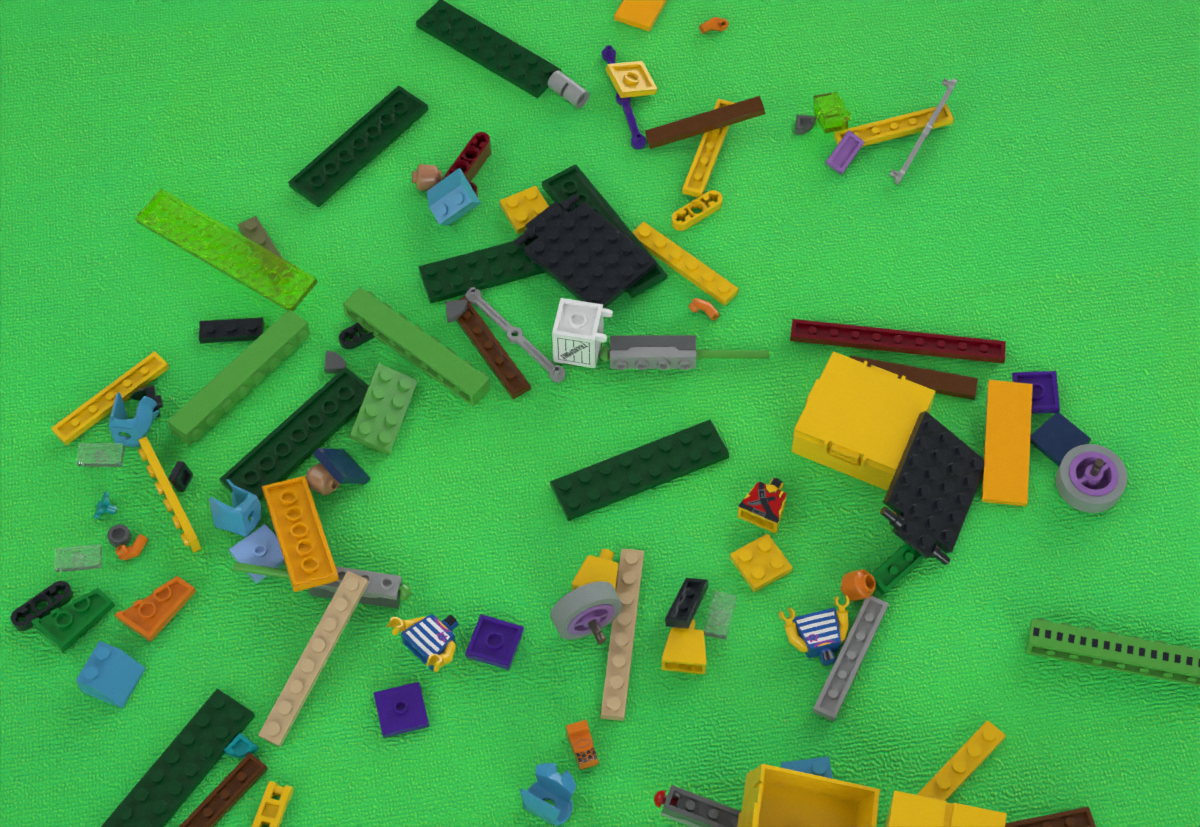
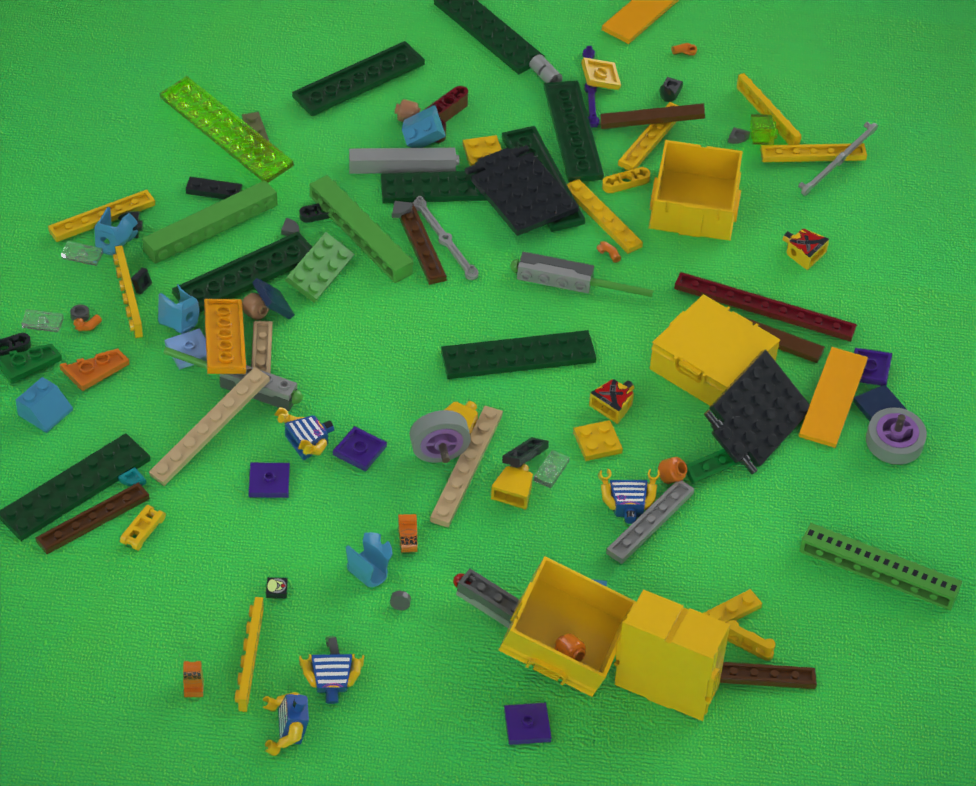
camera: 10 degrees right, 10 degrees down
(104, 506) = (74, 289): teal plant -> none
(344, 532) = (262, 345): none -> tan tile
(439, 243) = (402, 160): none -> light grey brick
(578, 332) = (496, 242): white container -> none
(621, 161) = (573, 131): none -> dark green plate
(713, 81) = (670, 89): none -> plate
(781, 210) = (696, 190): none -> yellow piece
(826, 83) = (765, 106): none -> yellow plate
(844, 152) = (764, 161): medium lavender tile -> none
(920, 253) = (806, 247): none -> torso
(1006, 790) = (750, 641): none -> yellow plate

